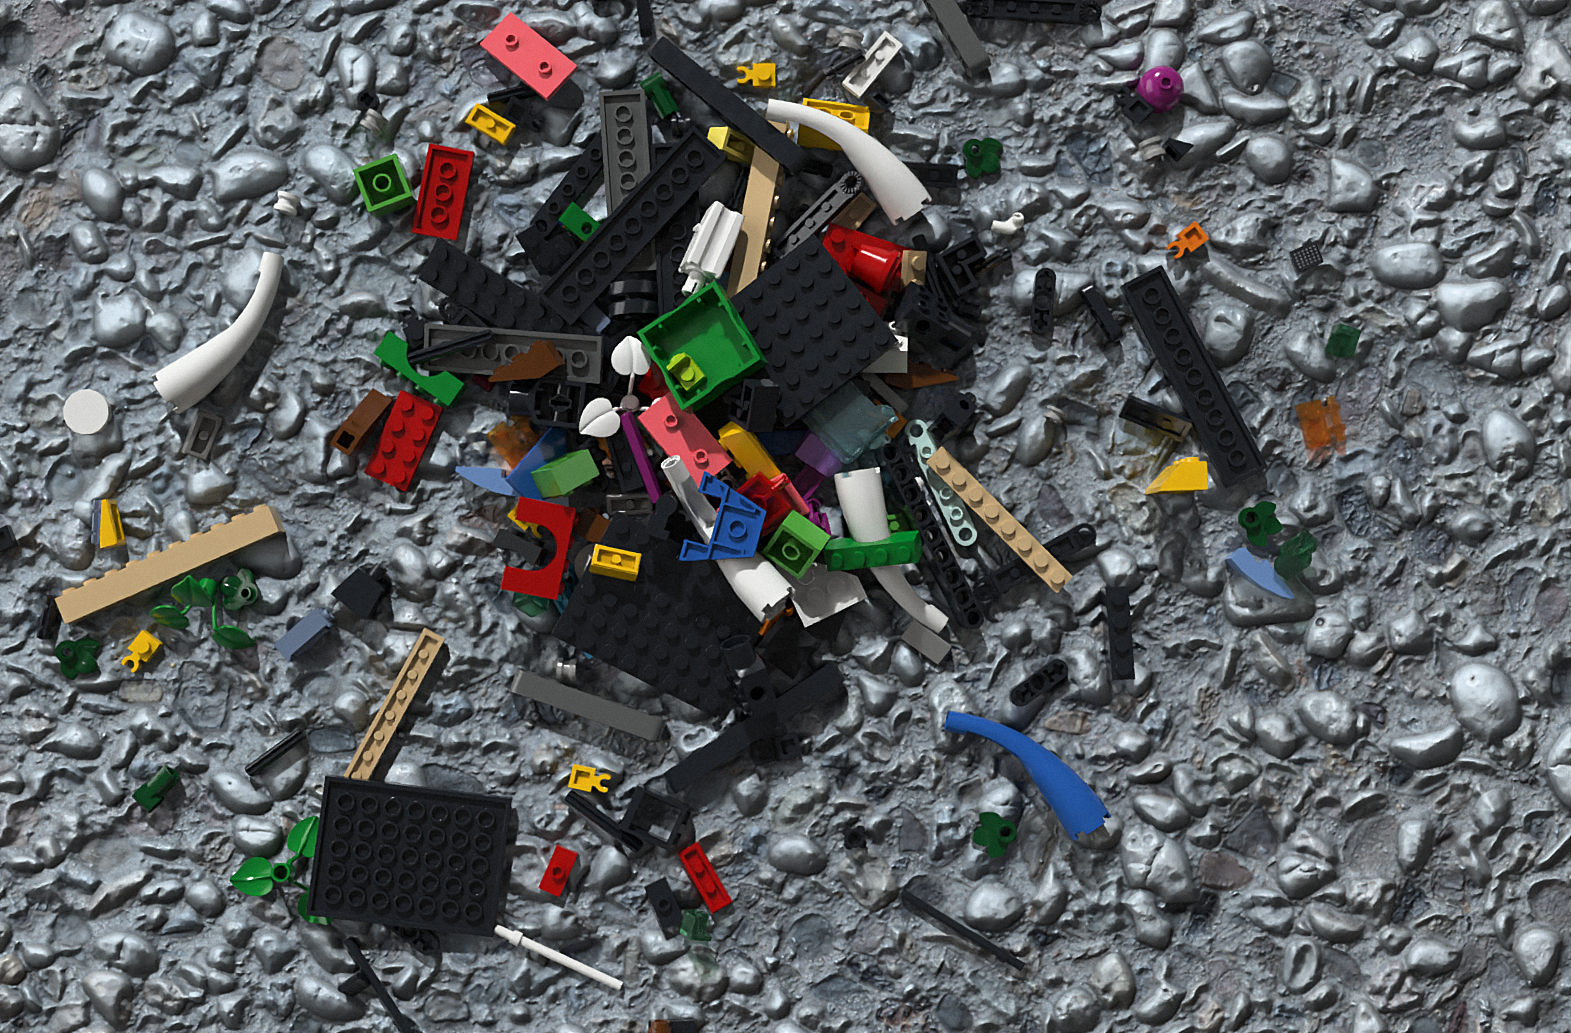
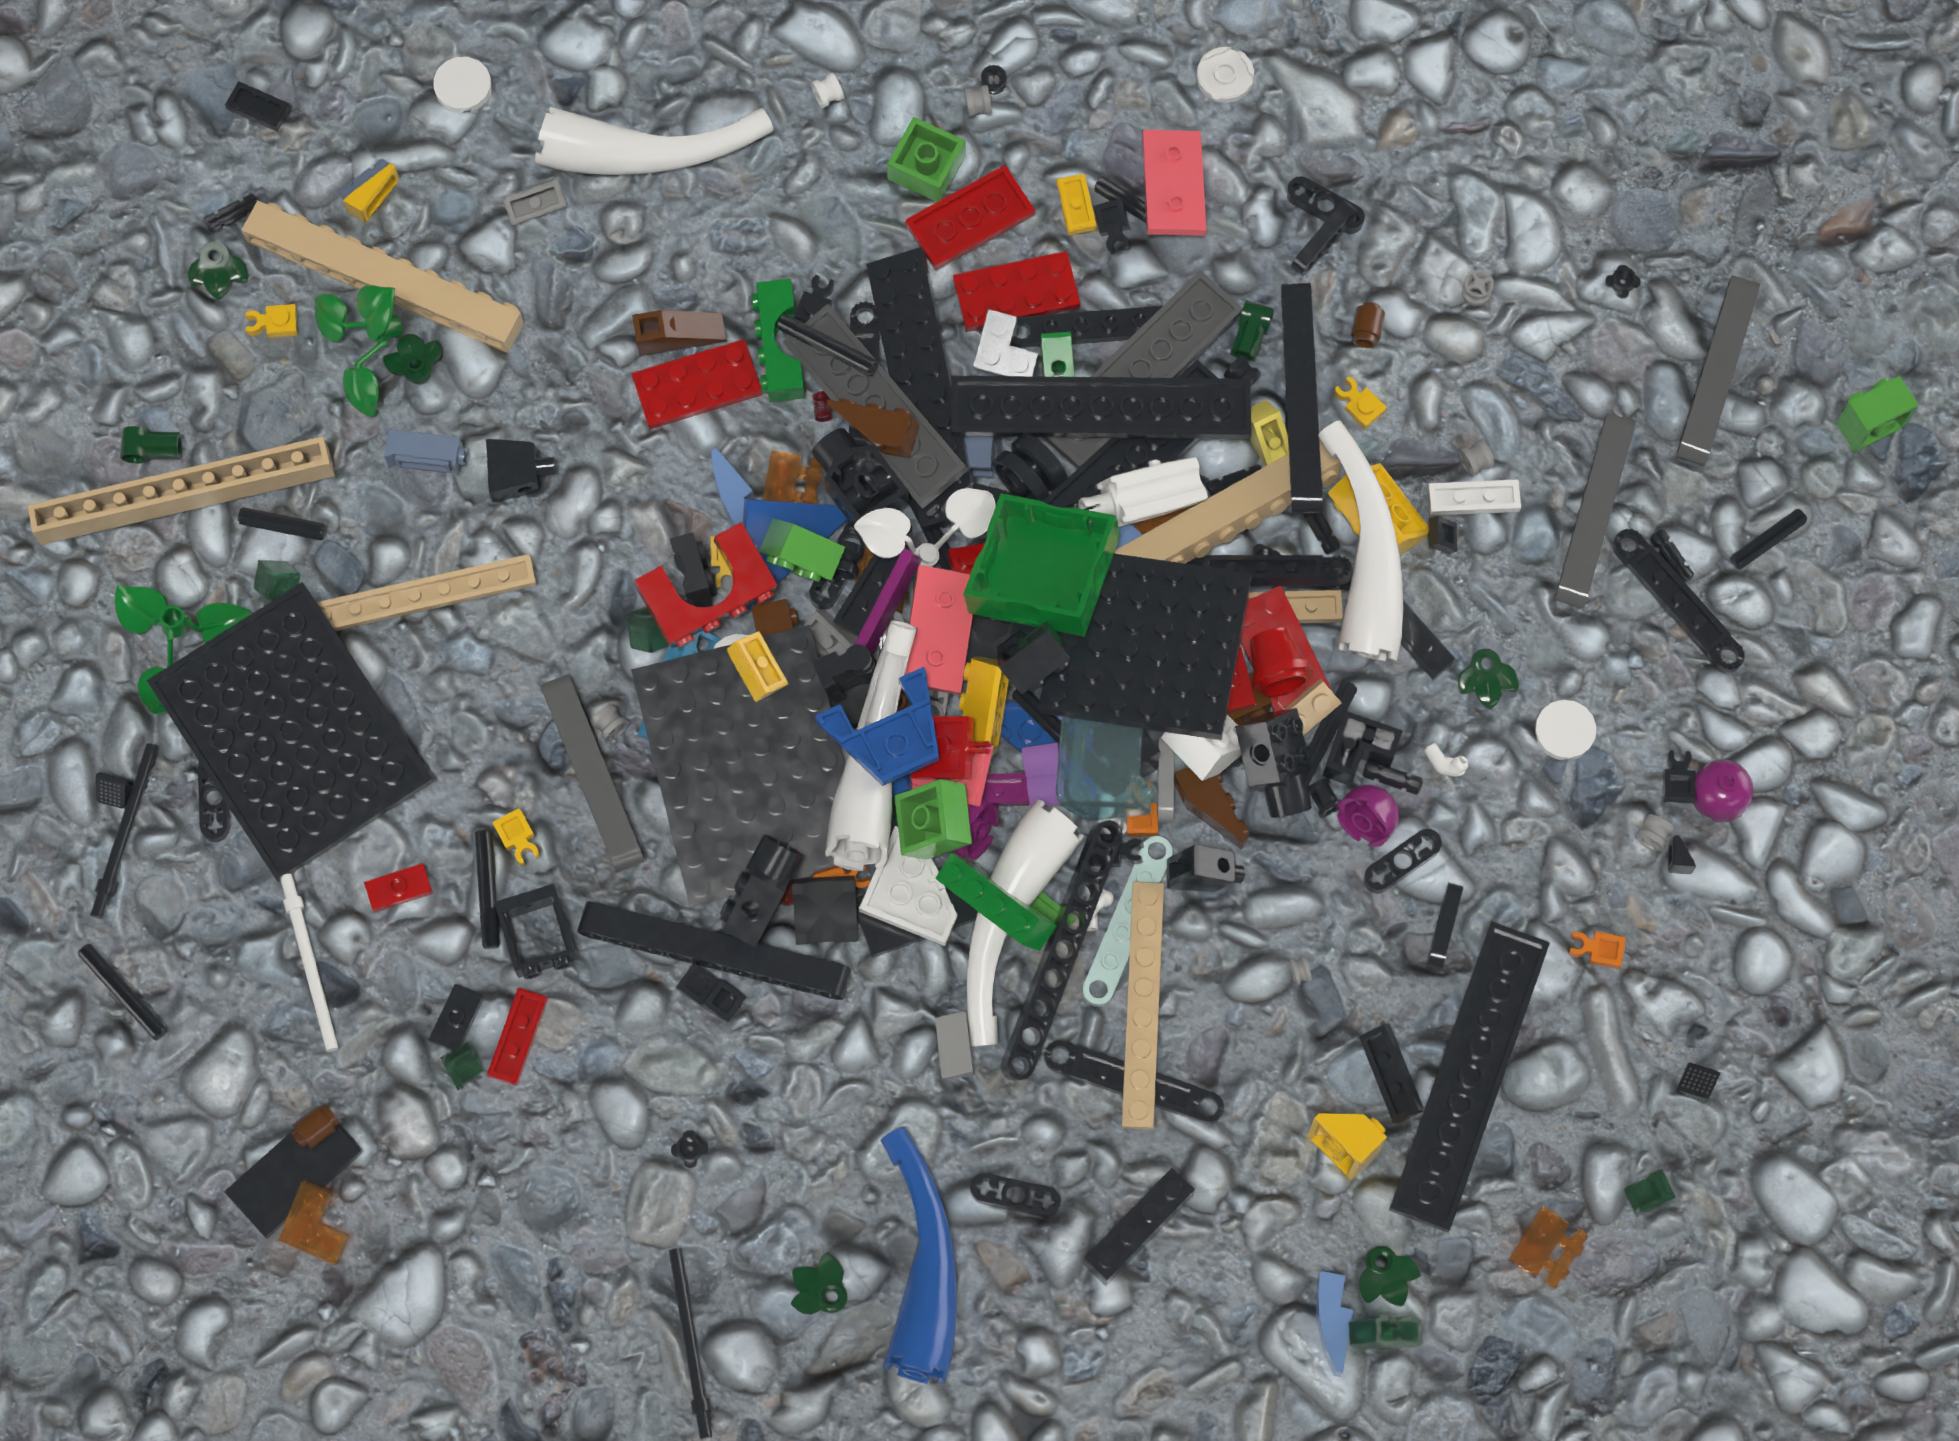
camera: 50 degrees right, 15 degrees down
(202, 796) = (180, 490): none -> tan brick
(307, 785) = (275, 578): none -> clear green panel
(512, 206) = (1017, 289): none -> red plate
(686, 371) = (1006, 569): lime bracket -> none
(716, 27) = (1367, 325): none -> reddish brown brick
(844, 64) = (1447, 470): black axle -> none
(1003, 294) = (1368, 814): none -> magenta cylinder
(1049, 142) = (1565, 730): none -> white tile

